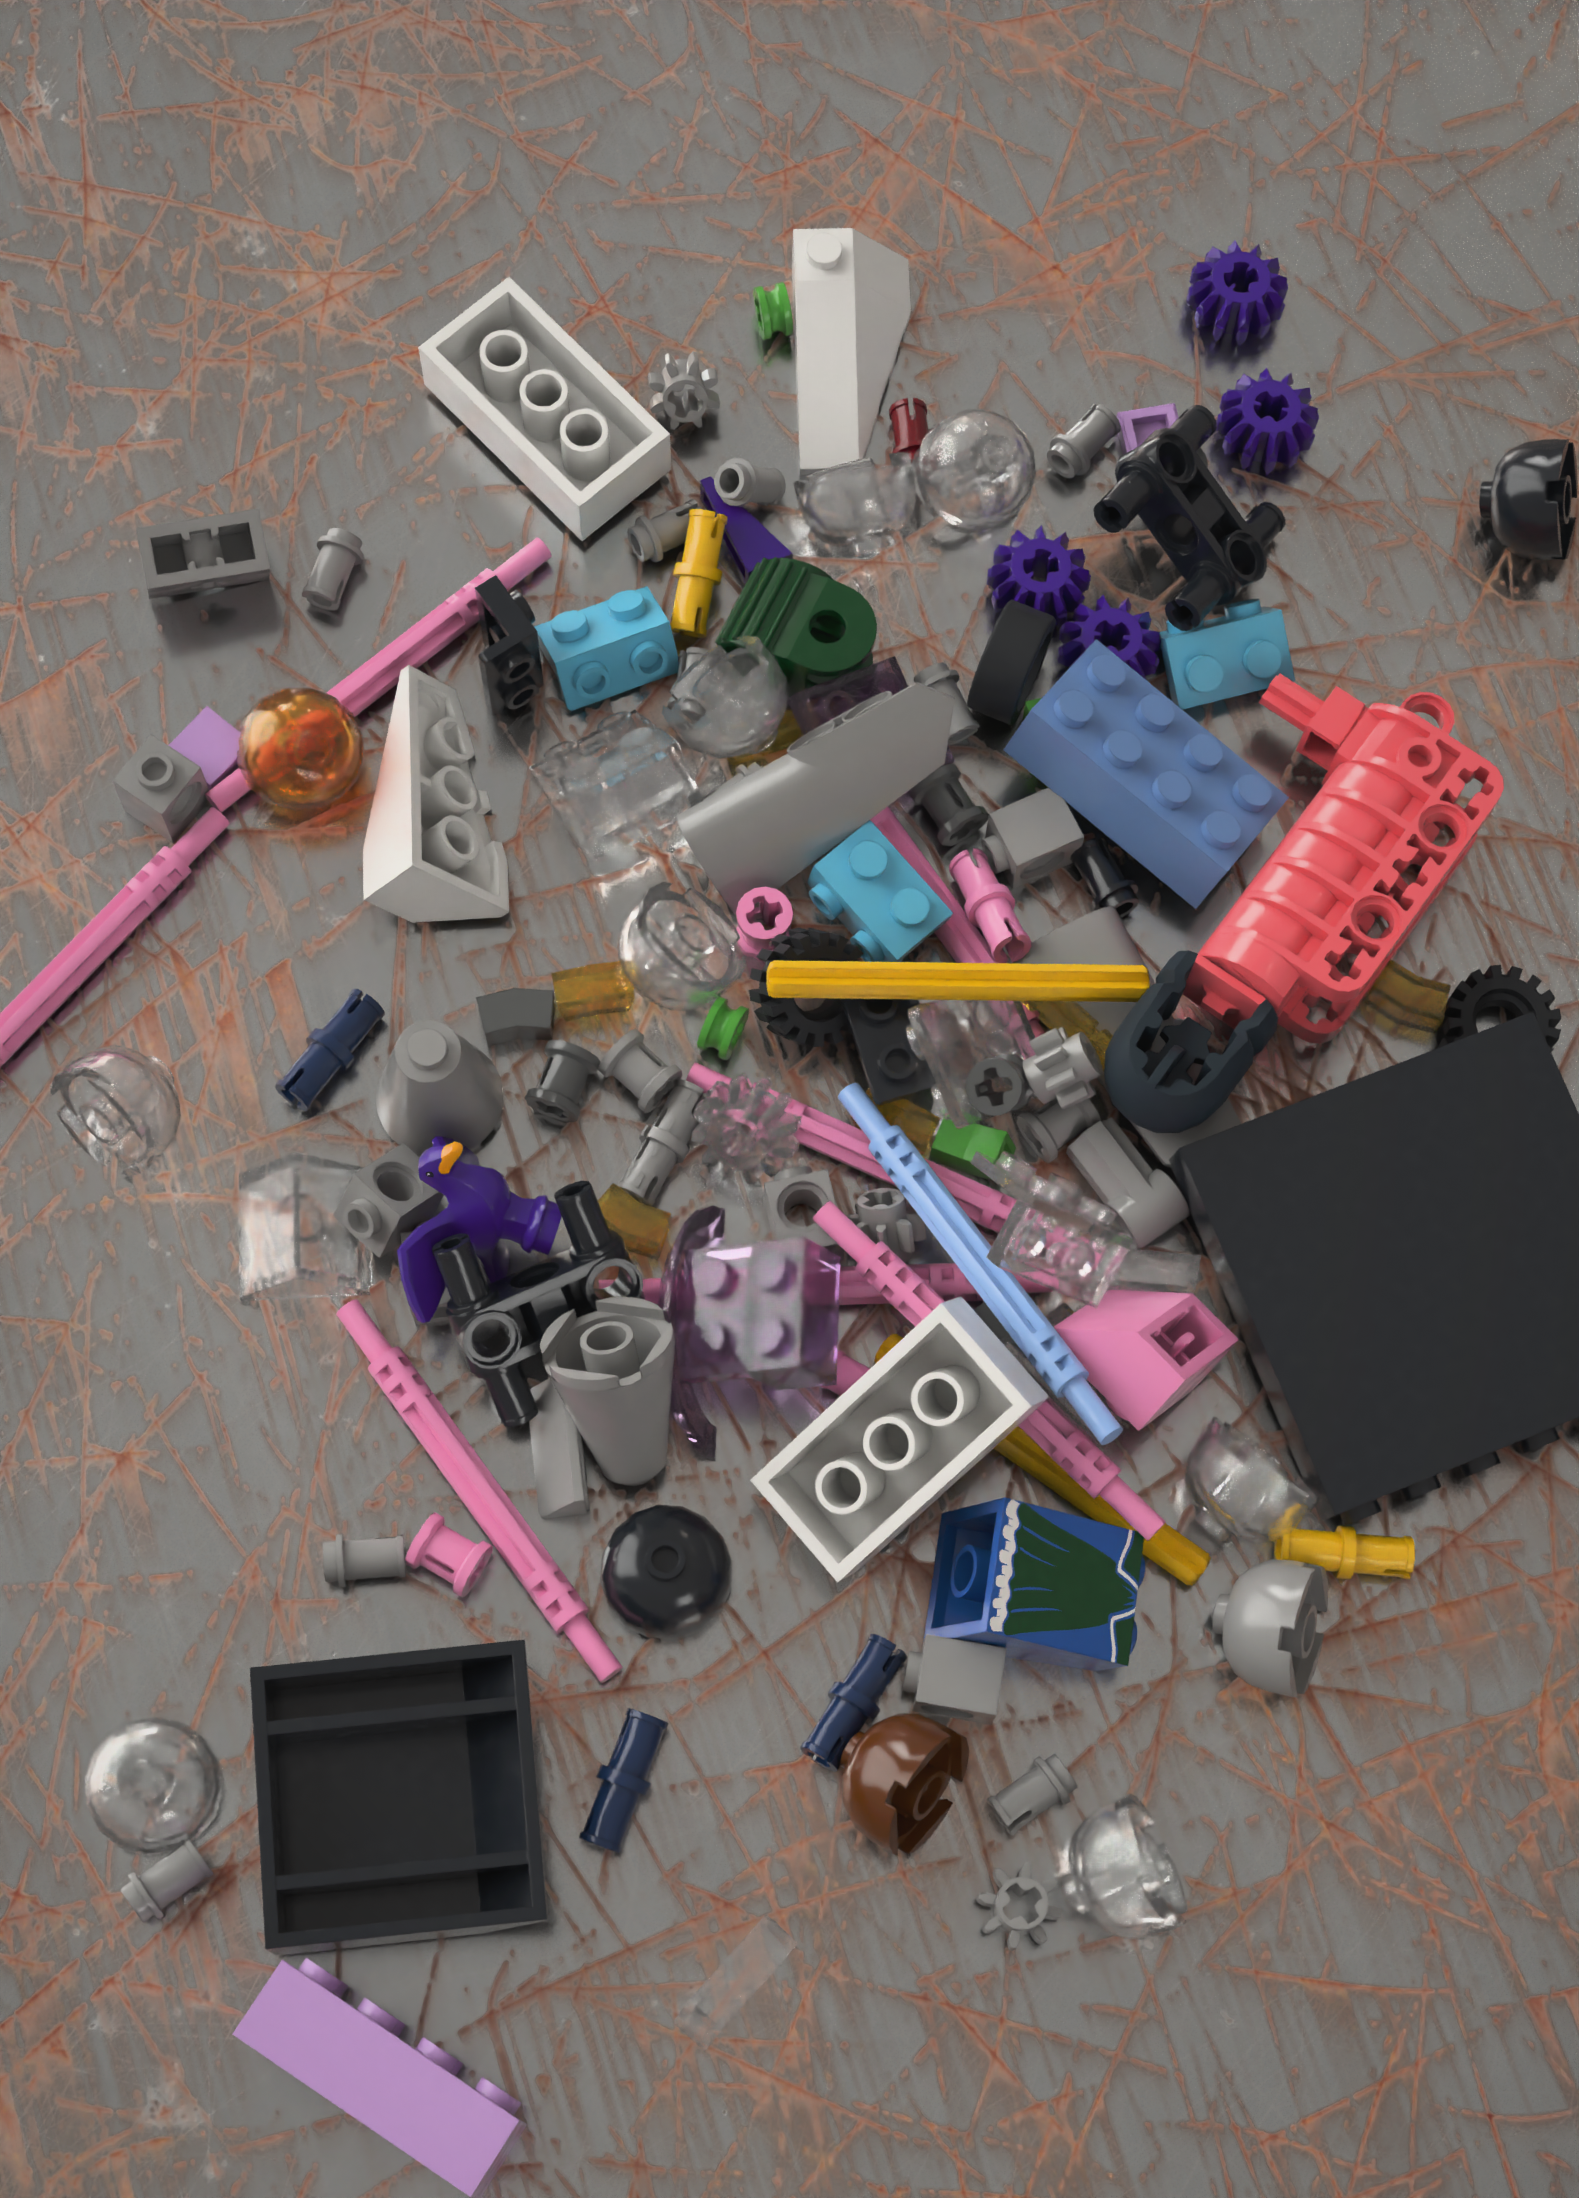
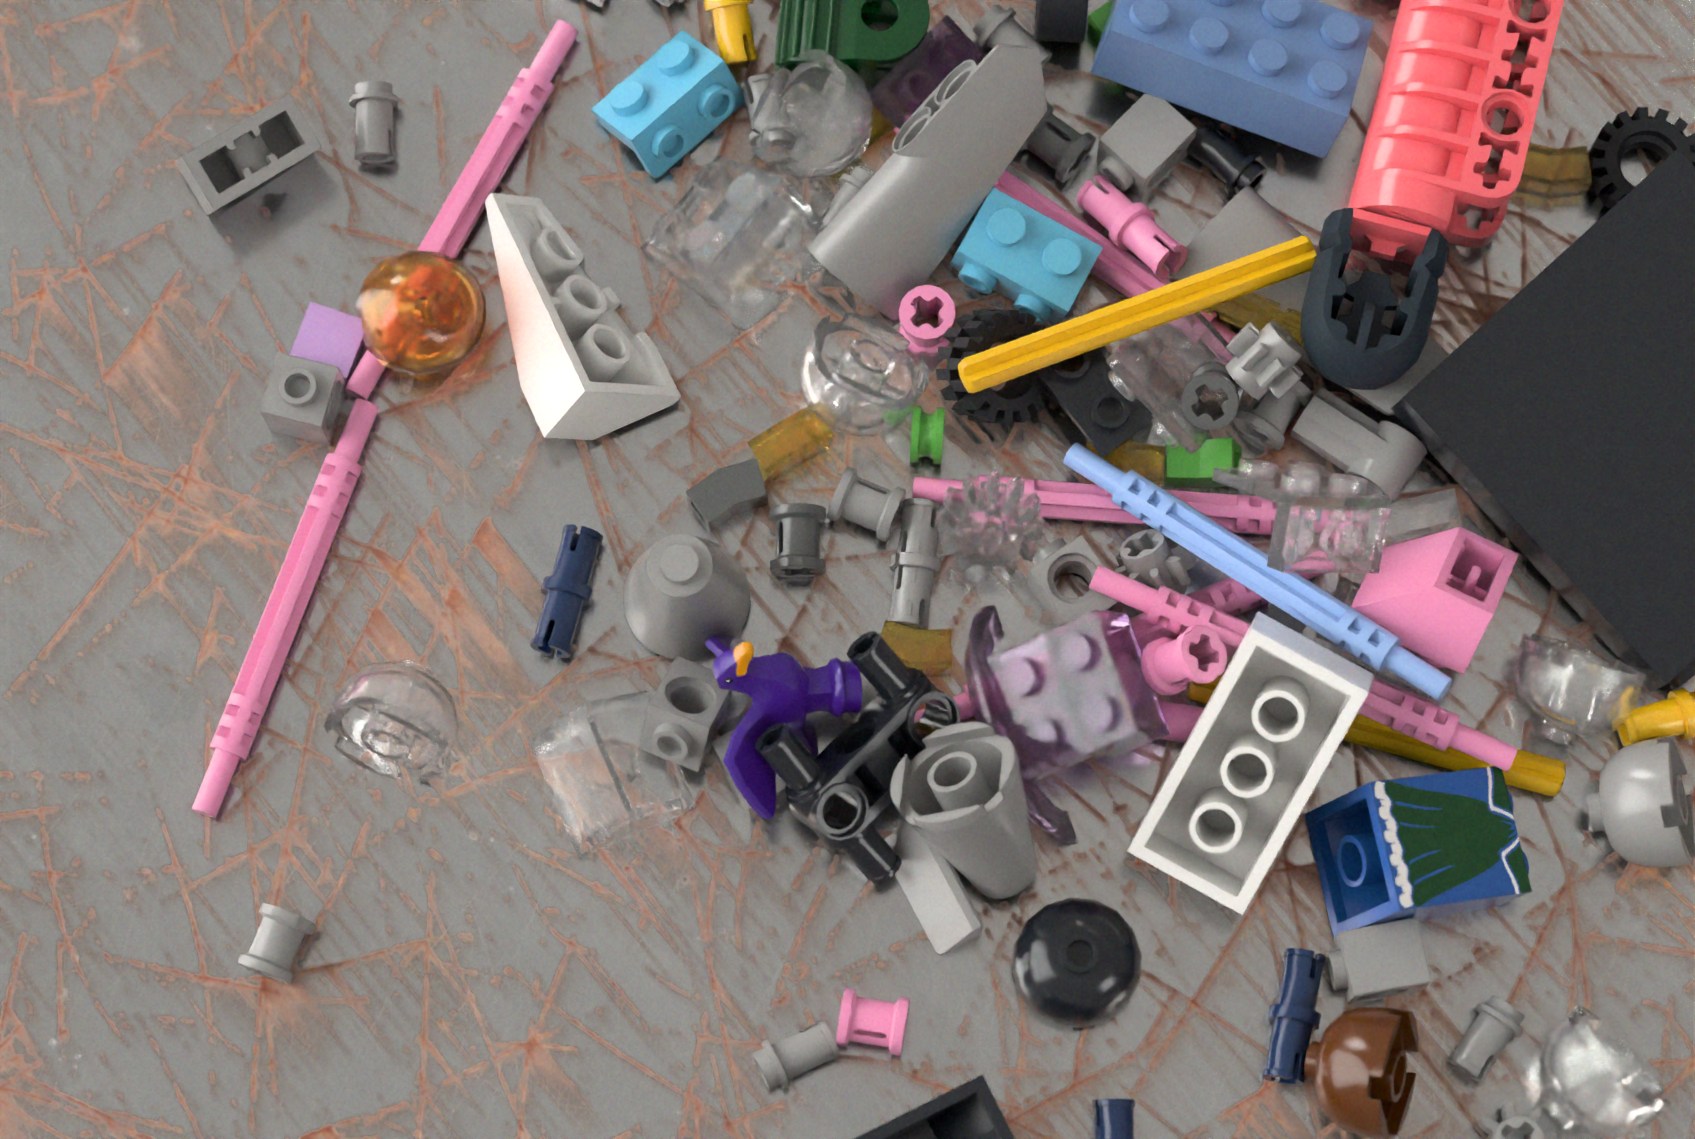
camera: 15 degrees left, 5 degrees up
(479, 1491) = (873, 951): bright pink axle -> none
(512, 657) = (583, 134): black bracket -> none
(874, 1318) = (1193, 656): none -> bright pink bush

